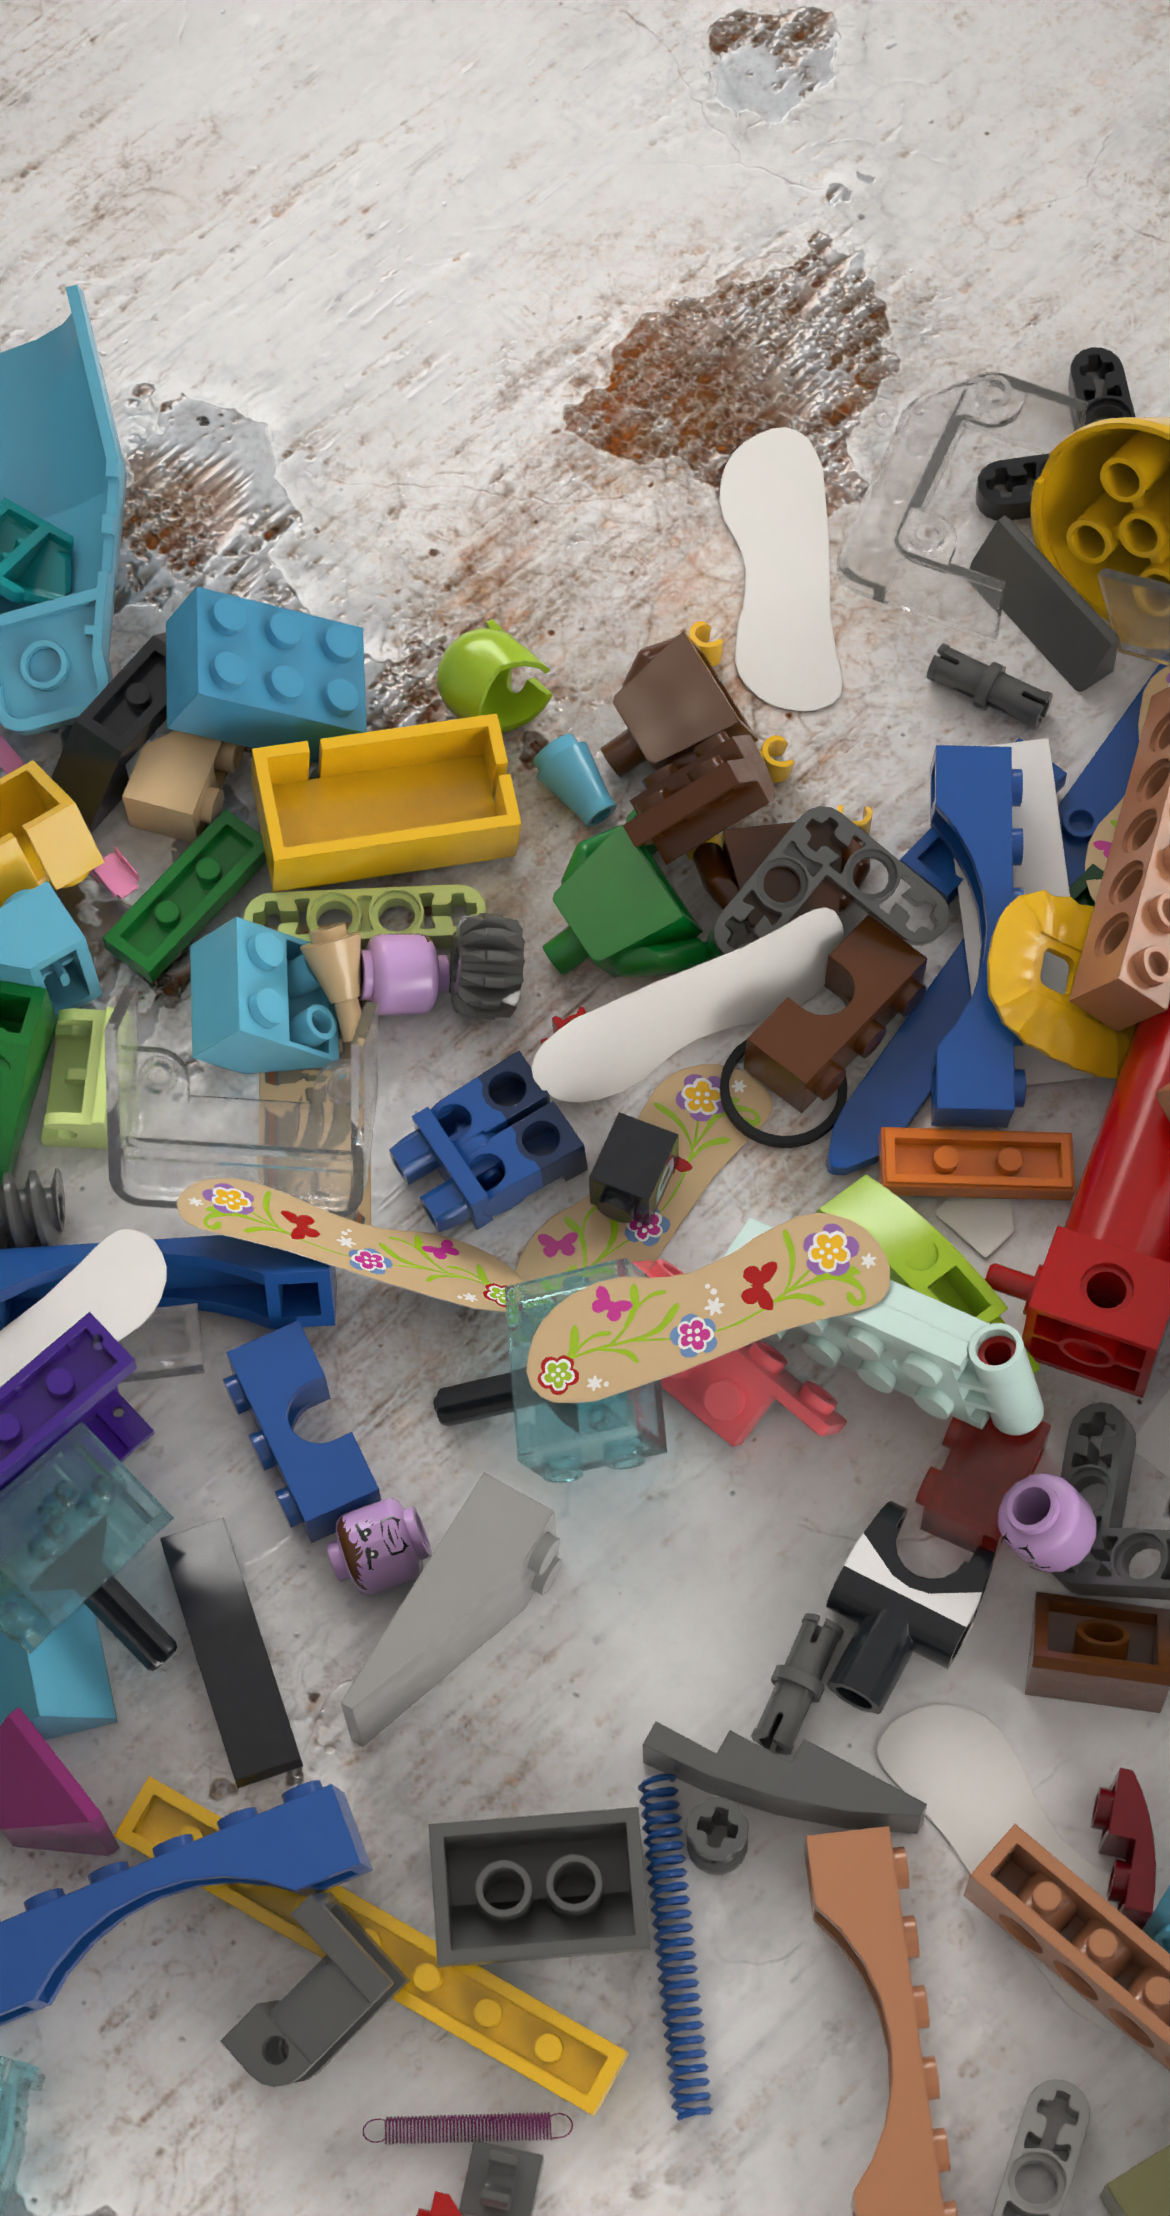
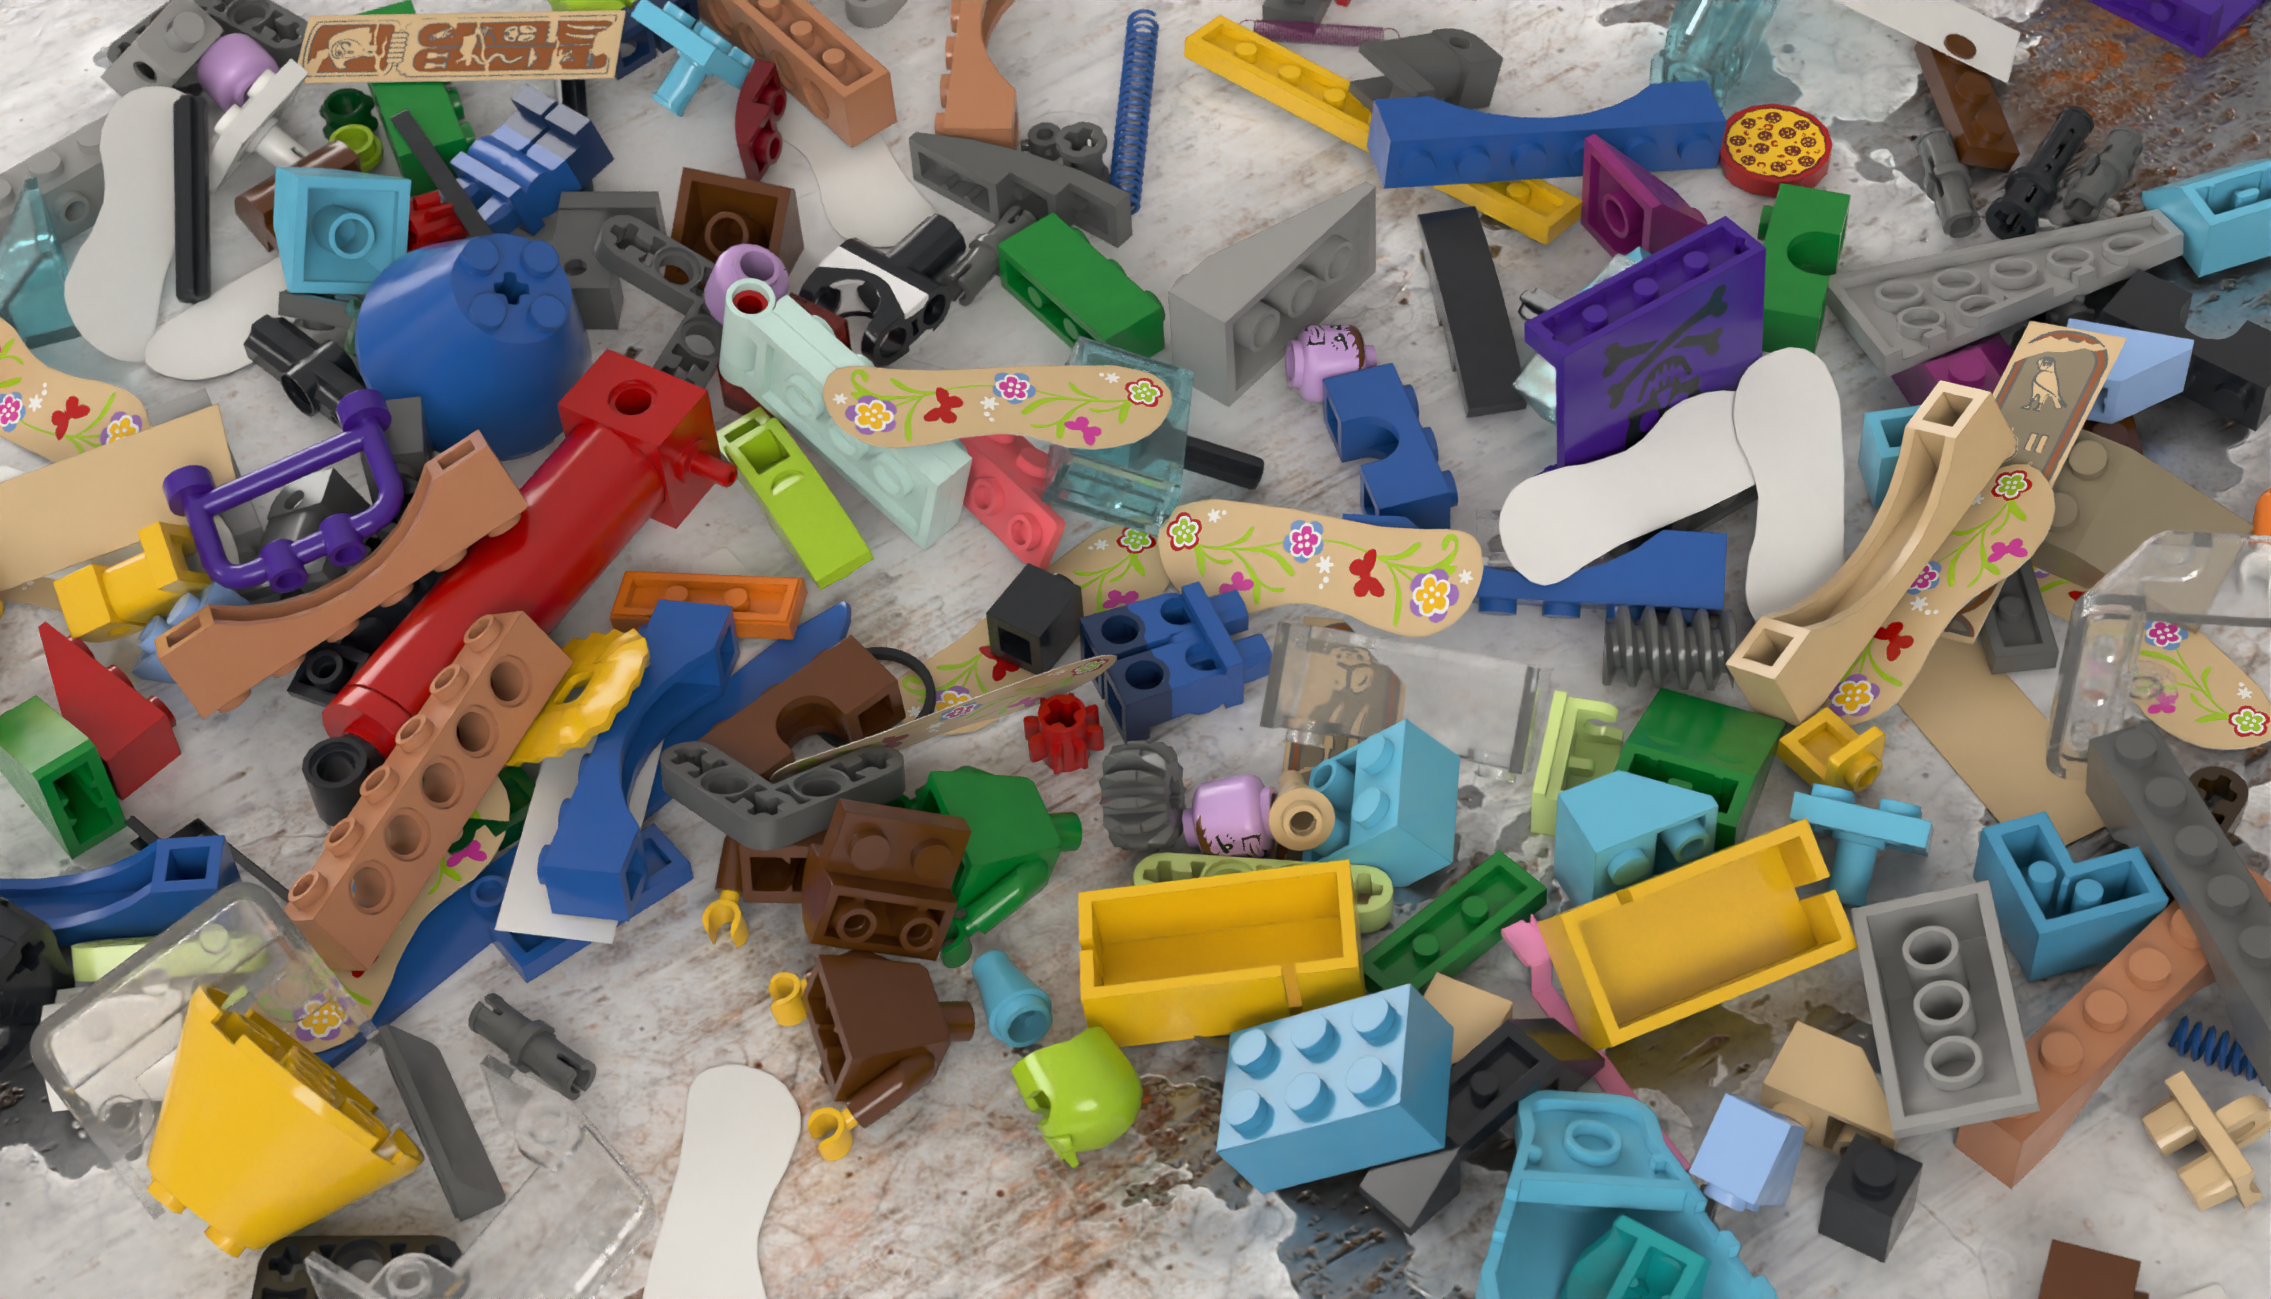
camera: 170 degrees left, 15 degrees down
(538, 1887) = (1233, 125): dark grey slope -> none
(675, 1619) = (1079, 289): none -> green brick
(774, 1887) = (1042, 141): none -> dark grey piece

